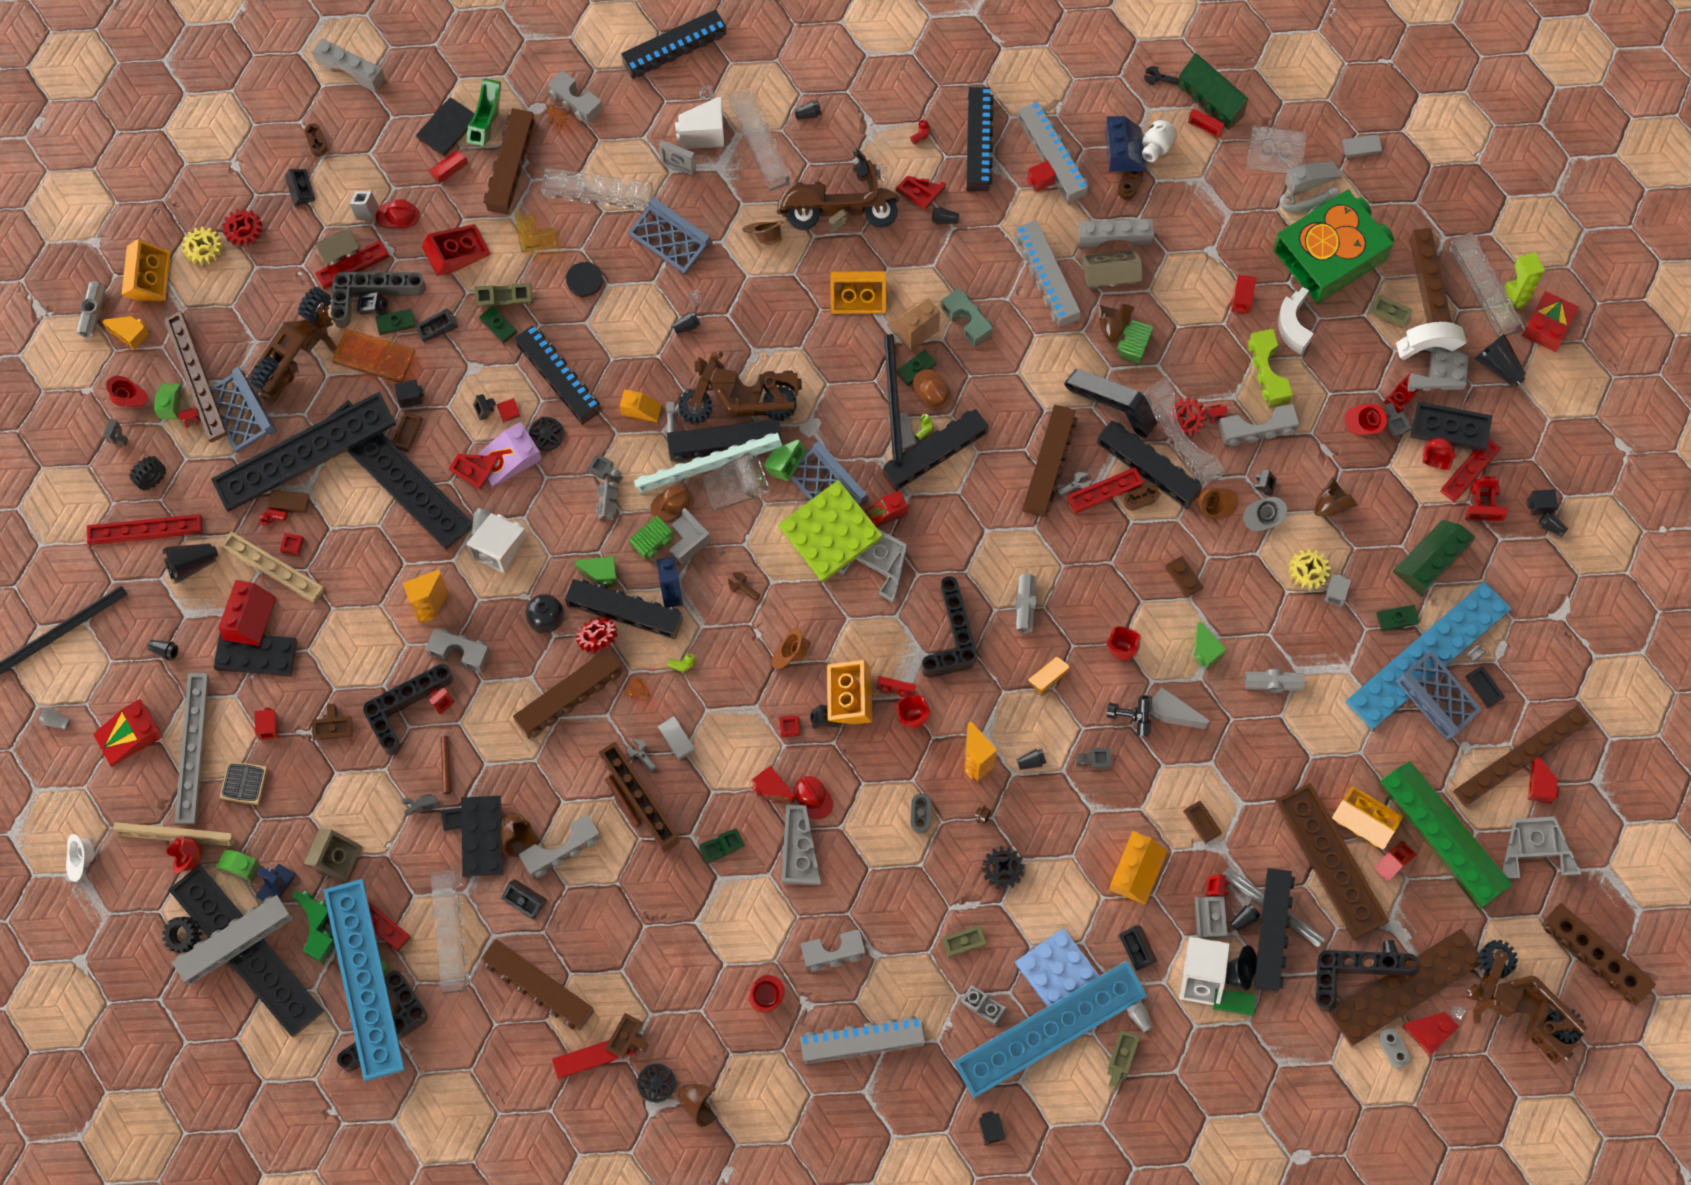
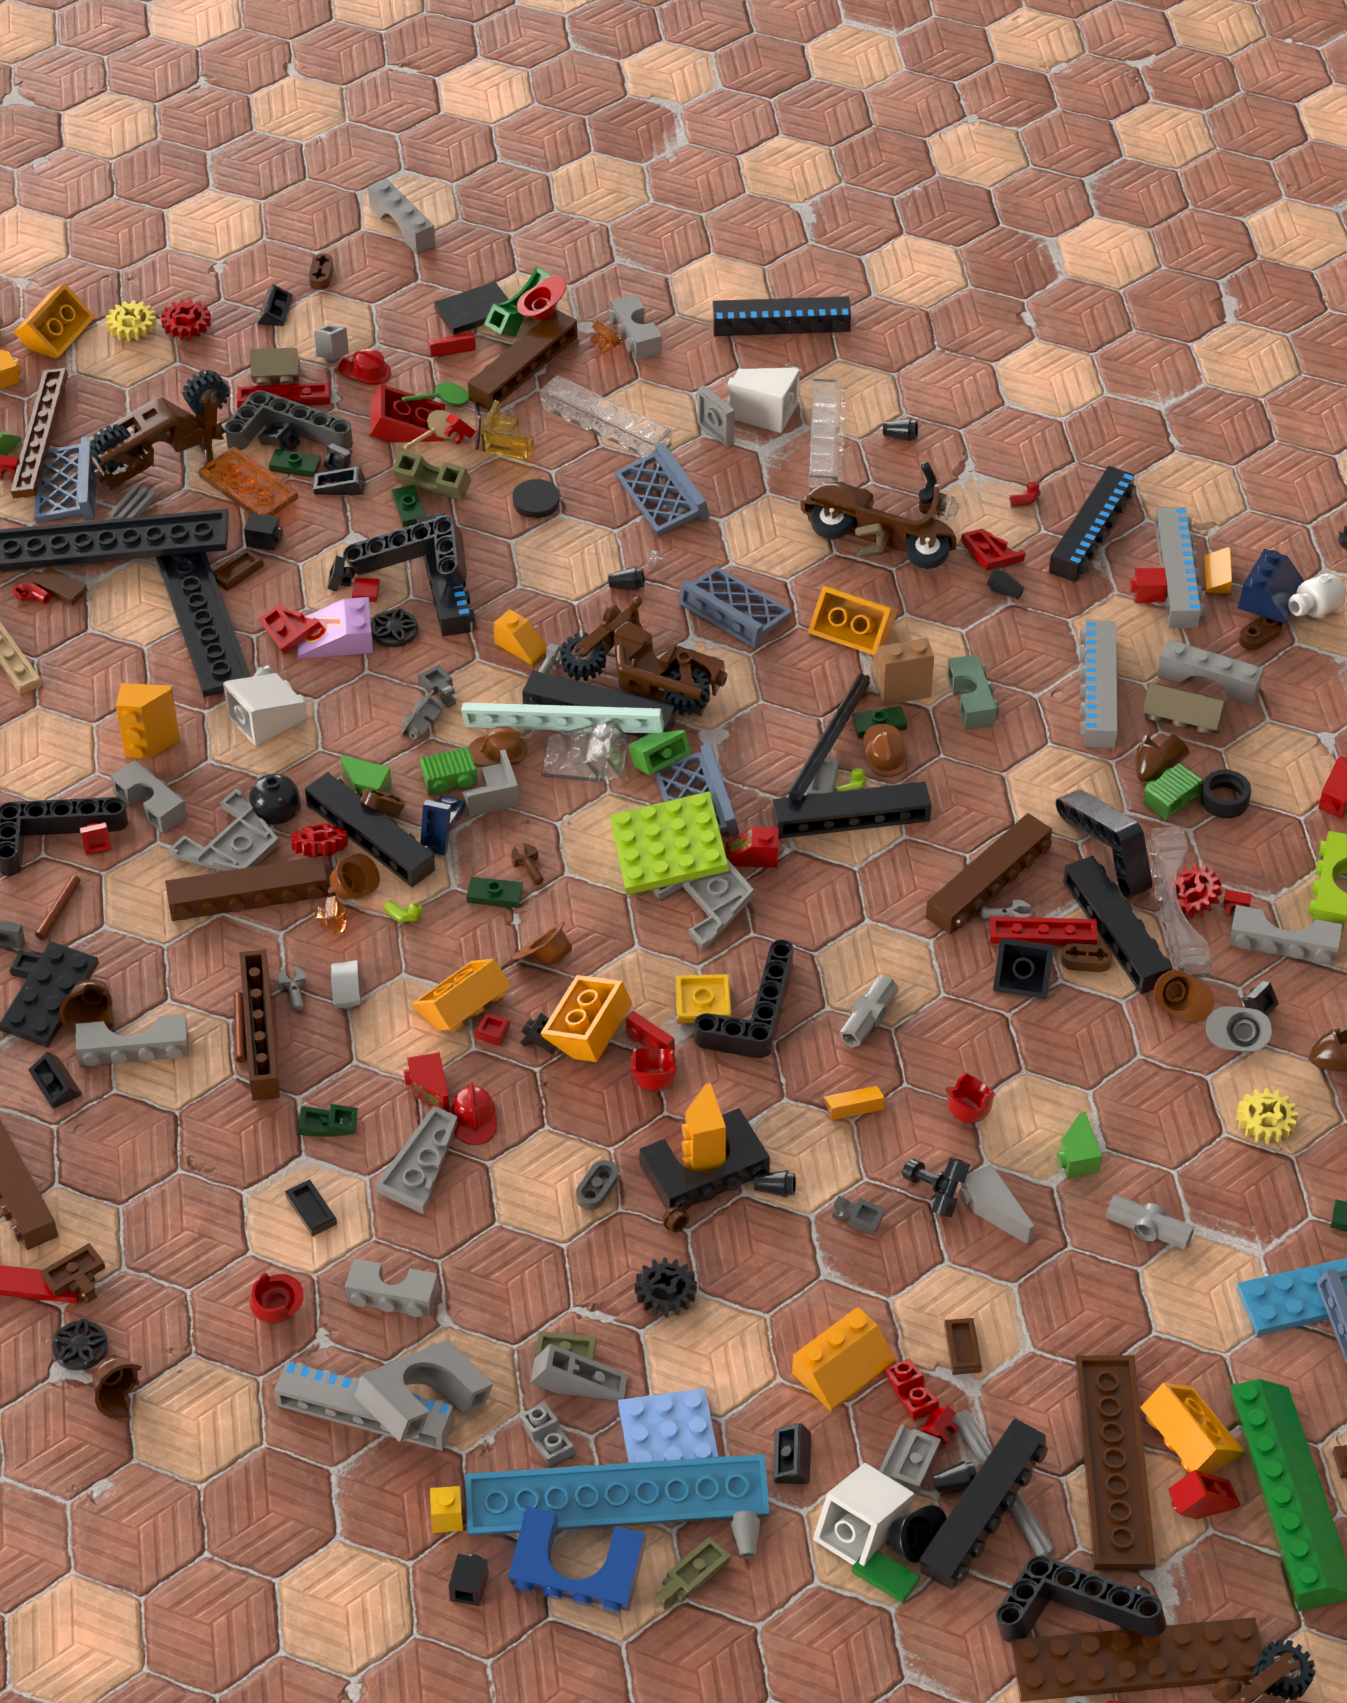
camera: 25 degrees right, 20 degrees down
(291, 544) = (35, 627): red tile -> none
(300, 395) = (129, 502): none -> light grey tile
(426, 306) = (337, 457): none -> black tile
(472, 212) = (447, 392): none -> bright green piece
(484, 244) = (437, 425): none -> tan piece
(498, 243) = (459, 427): none -> red tile
(502, 107) = (542, 299): none -> piece
(512, 235) = (478, 425): none -> black piece
(529, 366) = (432, 536): none -> black beam
(542, 661) = (237, 846): none -> light grey wing
(622, 584) = (383, 801): none -> reddish brown beam
(636, 653) = (354, 877): none -> dark orange piece
(733, 619) = (494, 892): none -> dark green plate
(746, 914) = (311, 1207): none -> black tile
(756, 710) = (462, 994): none -> light orange slope
(766, 232) = (780, 526): reddish brown piece -> none
(767, 324) = (728, 615): none -> sand blue fence
(879, 1033) = (438, 1366): none -> light grey arch
(914, 641) = (702, 995): none -> yellow plate
(952, 1088) = (446, 1509): none -> yellow brick
(974, 791) = (685, 1187): none -> black arch
(982, 957) = (576, 1375): none -> light grey slope
(1079, 1092) = (610, 1586): none -> blue arch
(1080, 143) = (1218, 571): none -> light orange slope
(1107, 527) = (1023, 968): none -> black slope
(1174, 316) = (1231, 780): none -> black tyre
(1184, 576) = (1094, 1063): reddish brown plate -> none
(1186, 867) = (910, 1389): none -> red slope
(1337, 590) = (1292, 1153): light grey brick -> none

